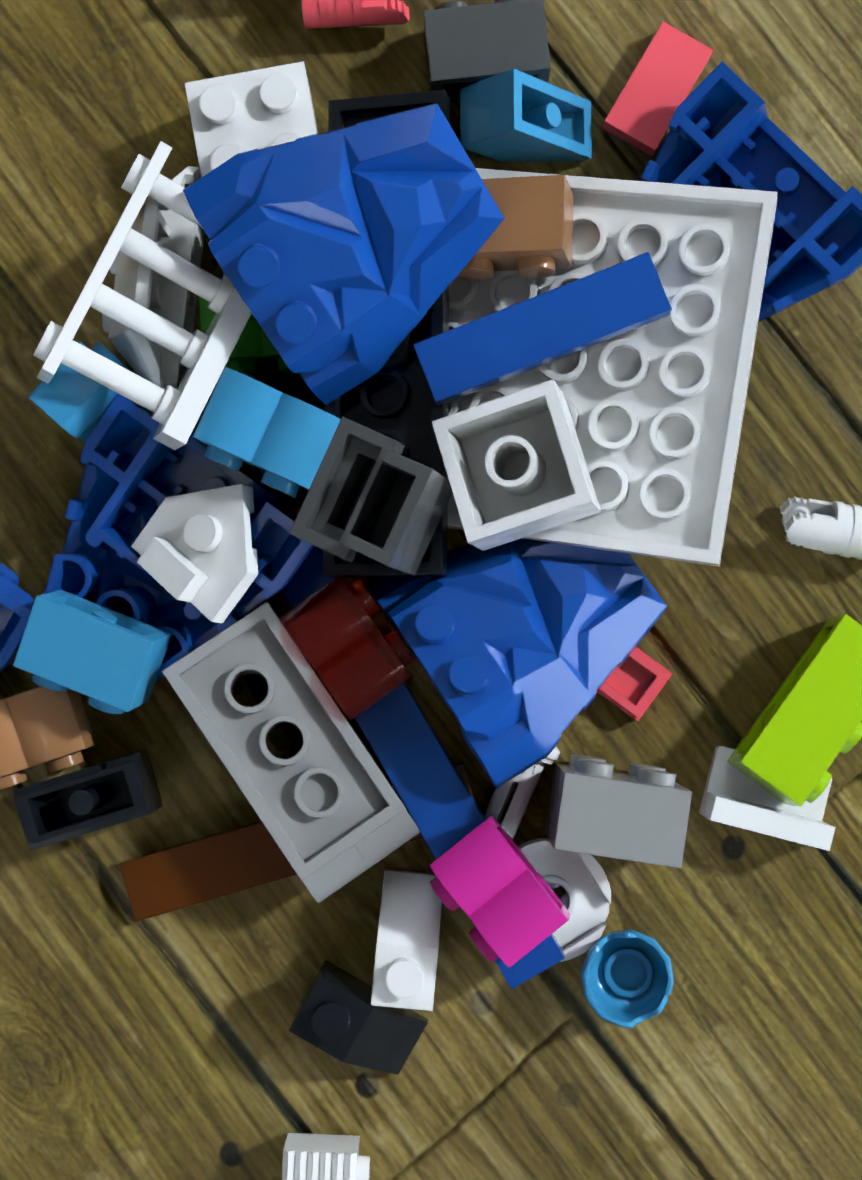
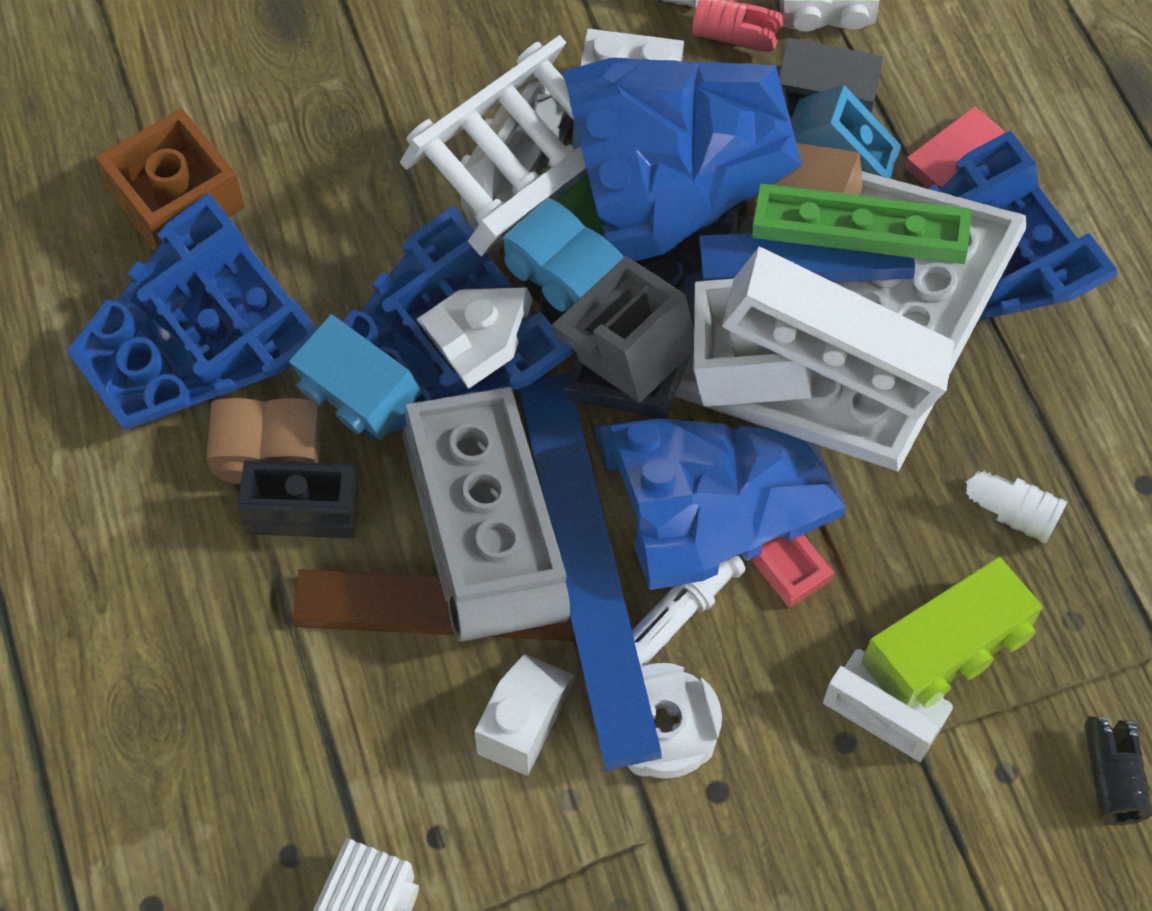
camera: 15 degrees right, 25 degrees down
(74, 399) = (418, 198): dark azure brick -> none
(344, 1024) = (453, 763): black slope -> none
(348, 645) = (566, 447): clear red brick -> none
(498, 892) = (623, 666): dark pink brick -> none
(599, 278) = (862, 223): none -> bright green plate
(618, 813) = (747, 646): light grey brick -> none
(620, 459) = (838, 333): none -> white brick
(626, 977) = (710, 802): dark azure hair -> none

